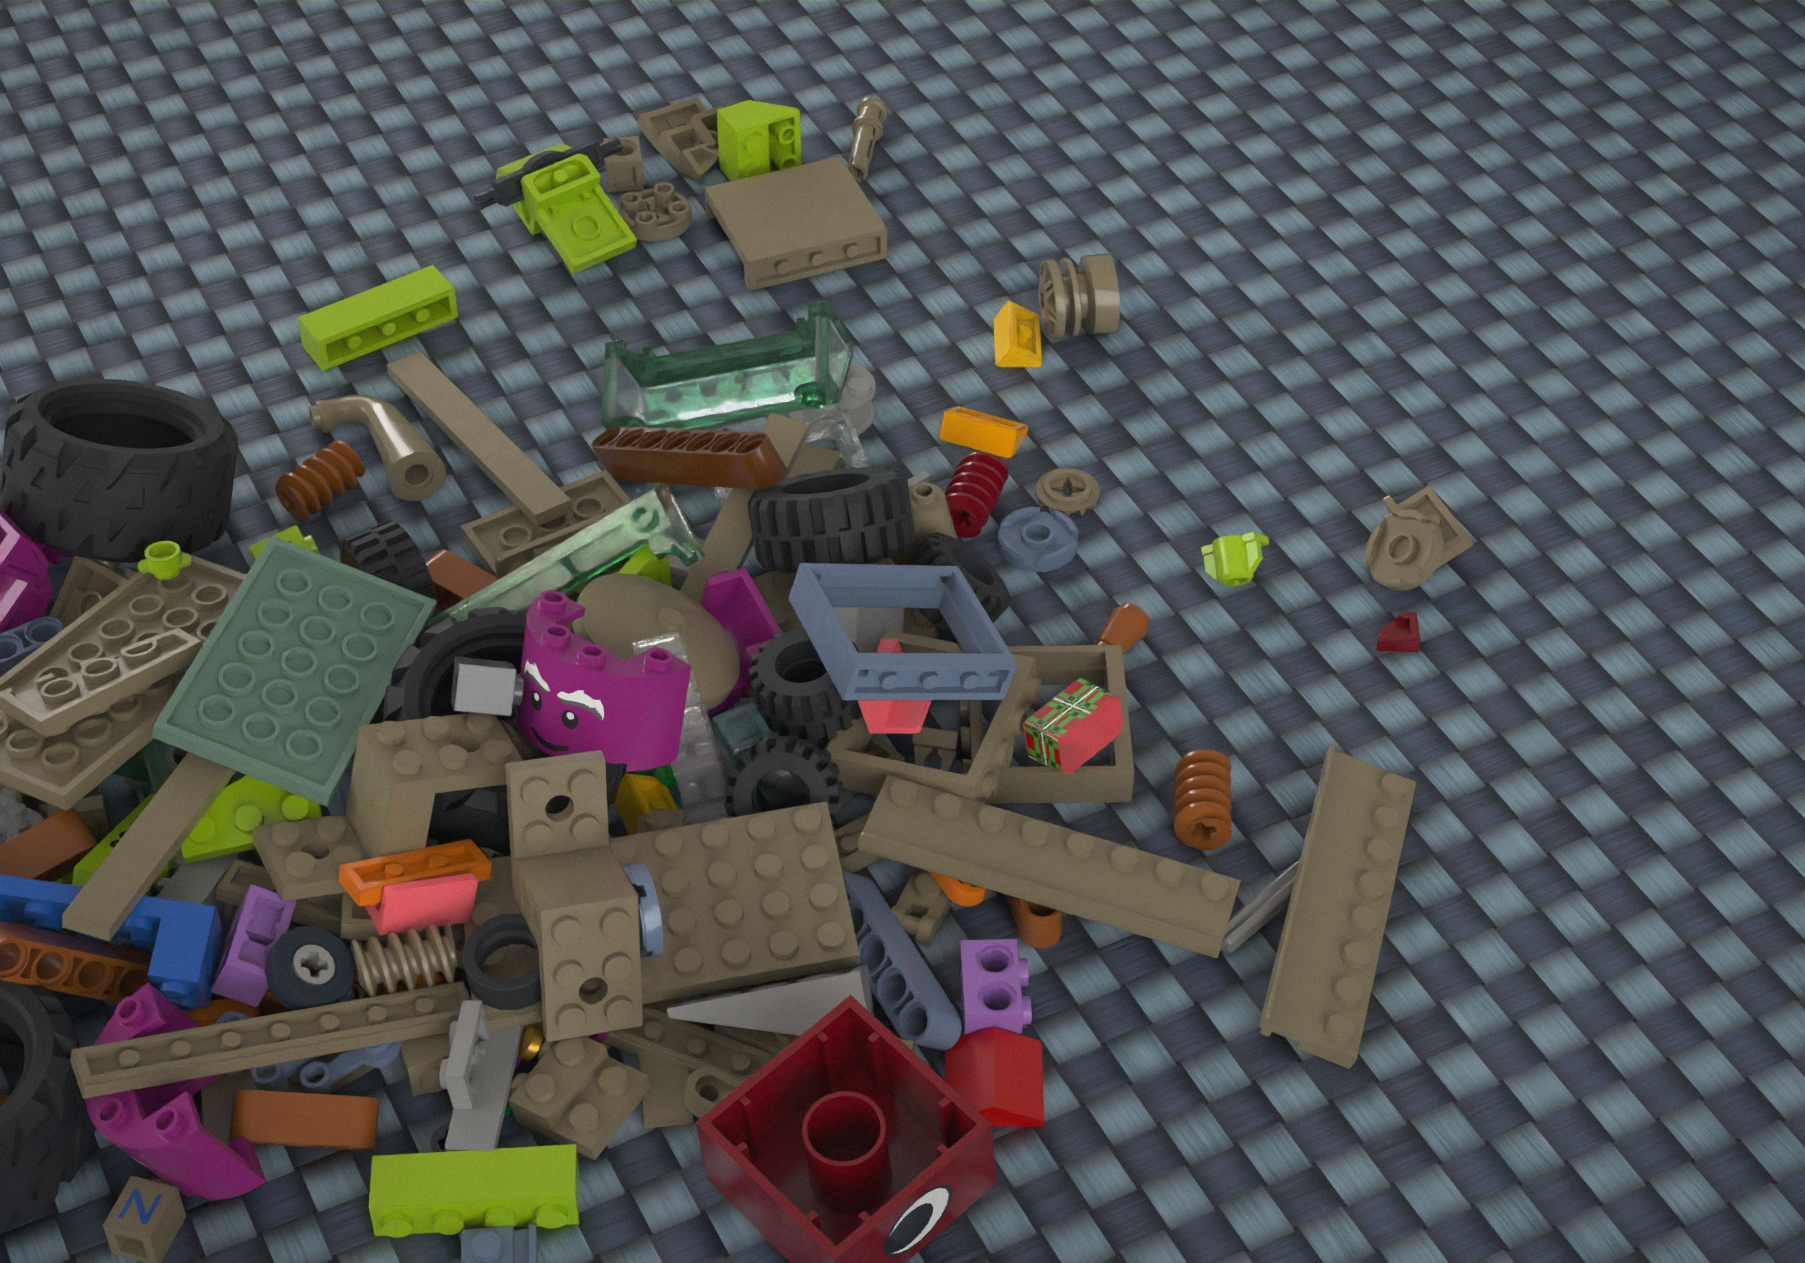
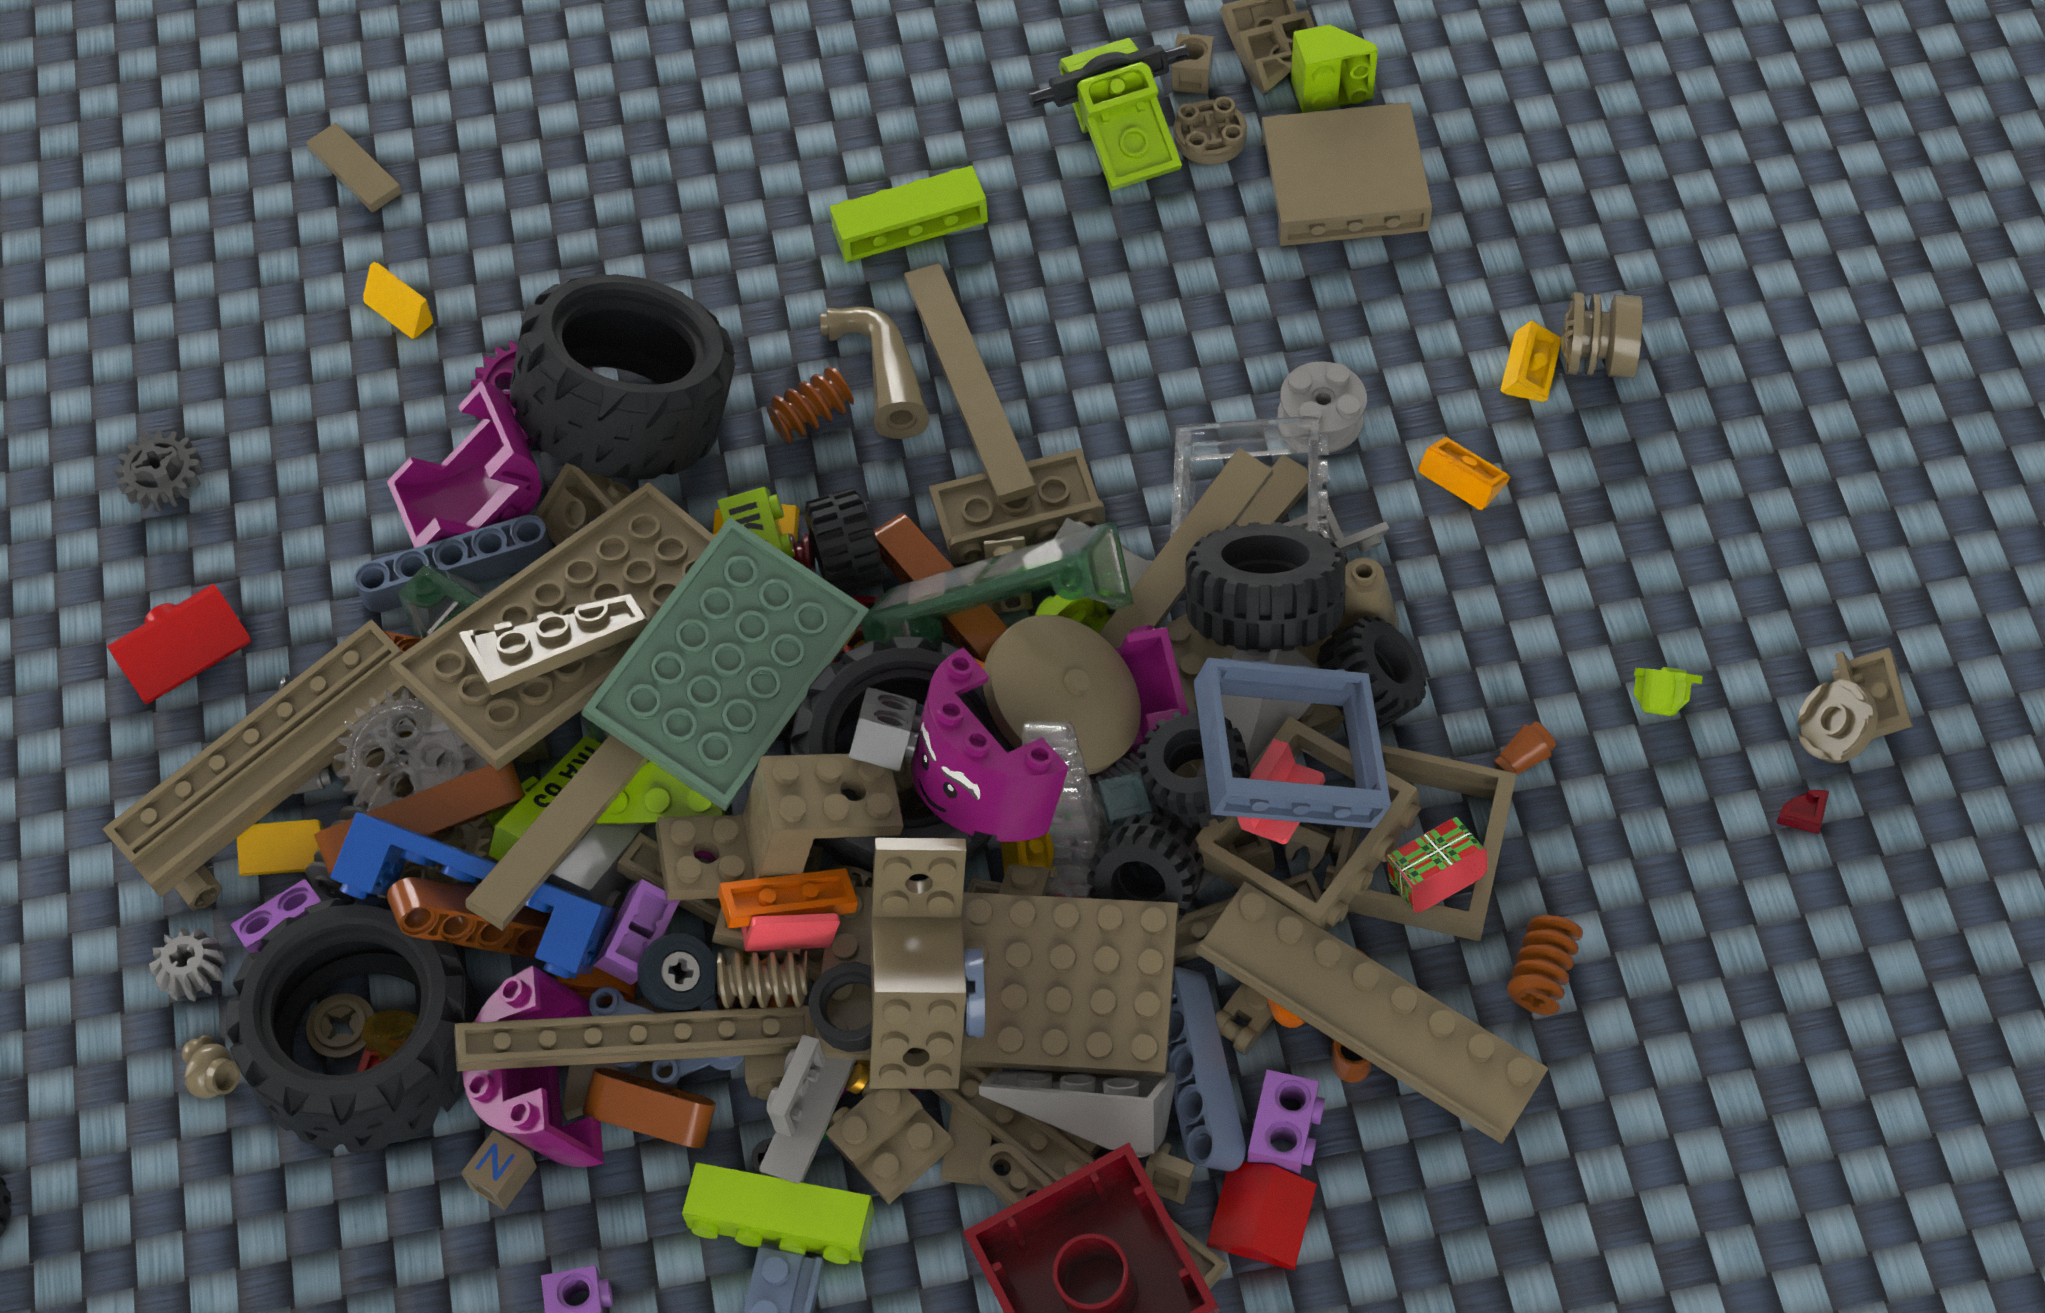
camera: 20 degrees right, 15 degrees up
(164, 560) = (637, 503): lime plate -> none
(690, 457) = (1153, 475): reddish brown beam -> none
(729, 379) = (1217, 377): windscreen -> none
(867, 130) = (1451, 64): dark tan pin -> none
(975, 491) = (1426, 554): dark red piece -> none
(1032, 555) = (1473, 636): sand blue tile -> none
(1082, 486) = (1510, 558): dark tan gear -> none
(1259, 910) = (1571, 1090): light grey axle -> none
(1338, 909) = (1639, 1111): dark tan plate -> none

